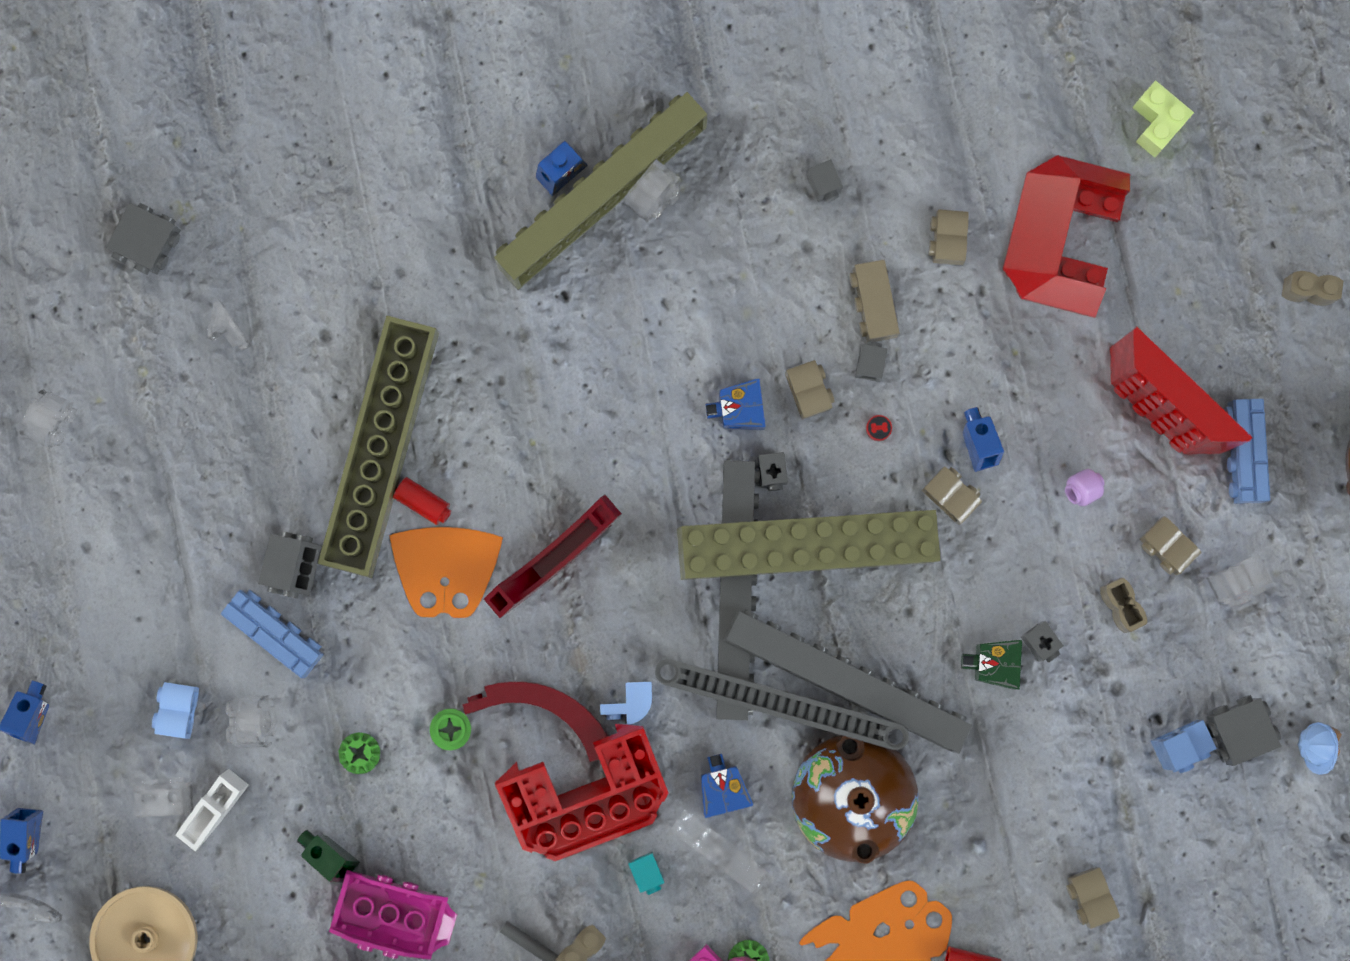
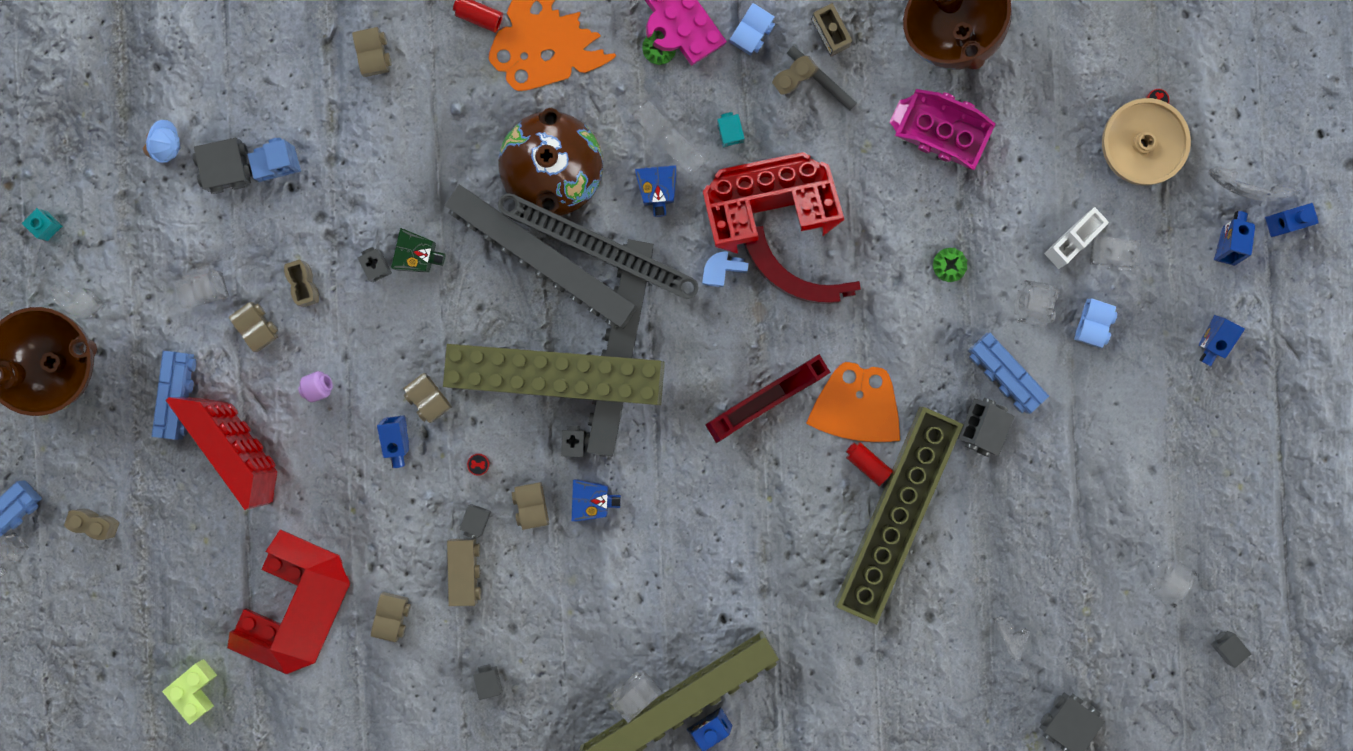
camera: 170 degrees left, 5 degrees up
(331, 862) = (988, 184): dark green torso -> none
(441, 721) = (880, 265): bright green gear -> none

